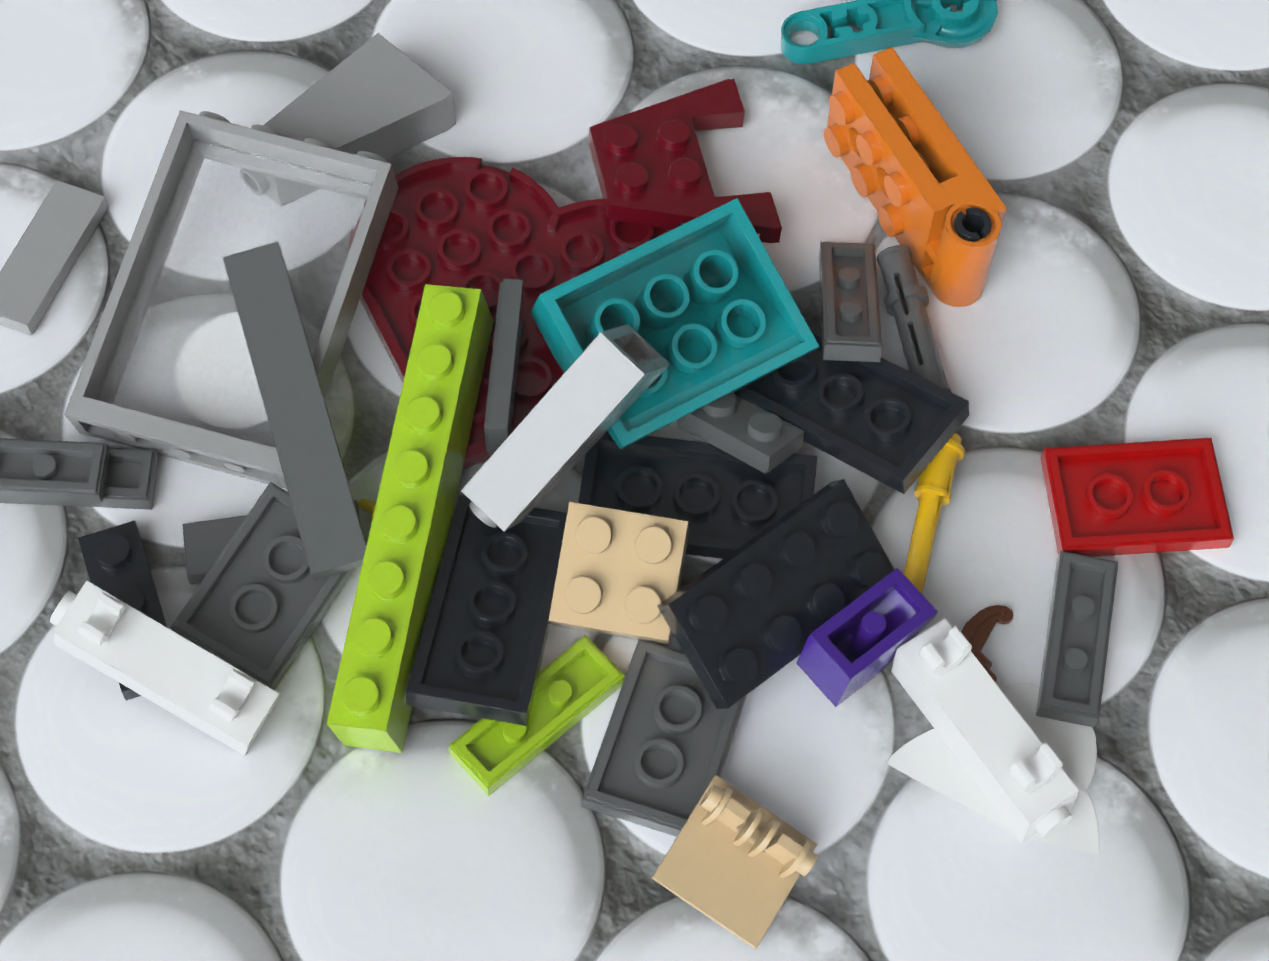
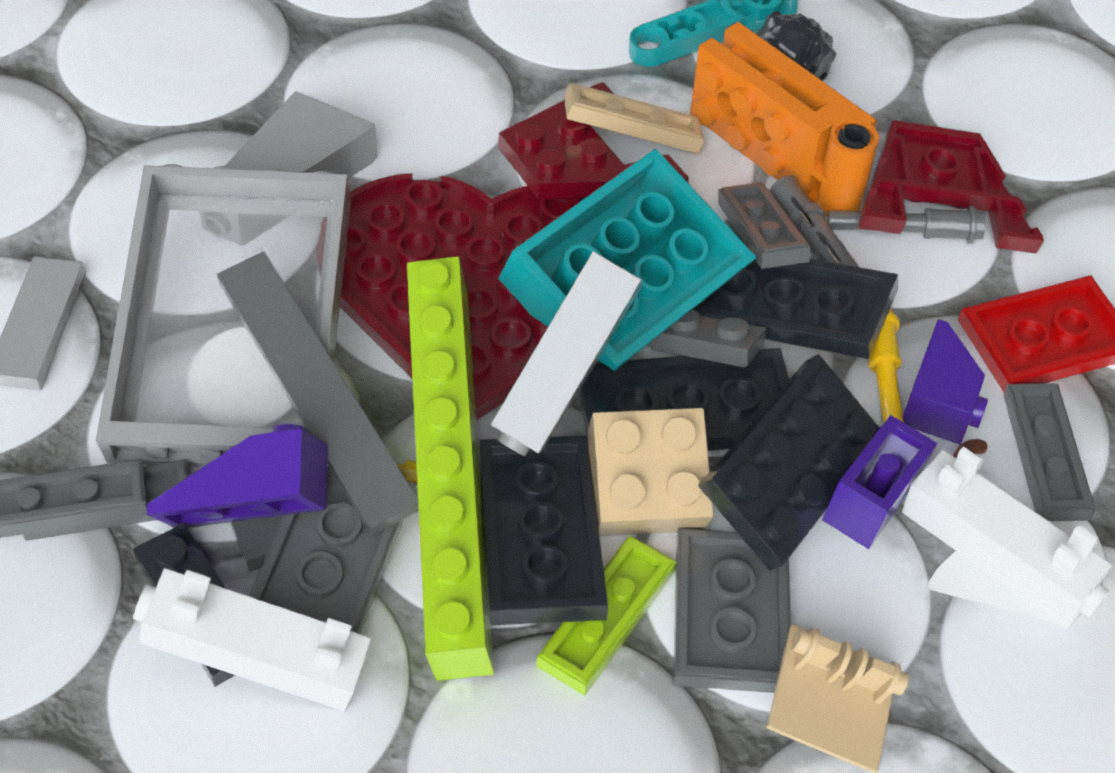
camera: 15 degrees left, 10 degrees down
(208, 495) = (252, 480): none -> dark purple slope
(504, 364) = (491, 324): dark grey tile -> none
(748, 137) = (633, 118): none -> tan tile
(963, 83) = (801, 41): none -> black animal
(984, 542) = (946, 389): none -> dark purple slope
(1052, 335) = (933, 223): none -> pin
(1085, 269) = (944, 169): none -> dark red wing

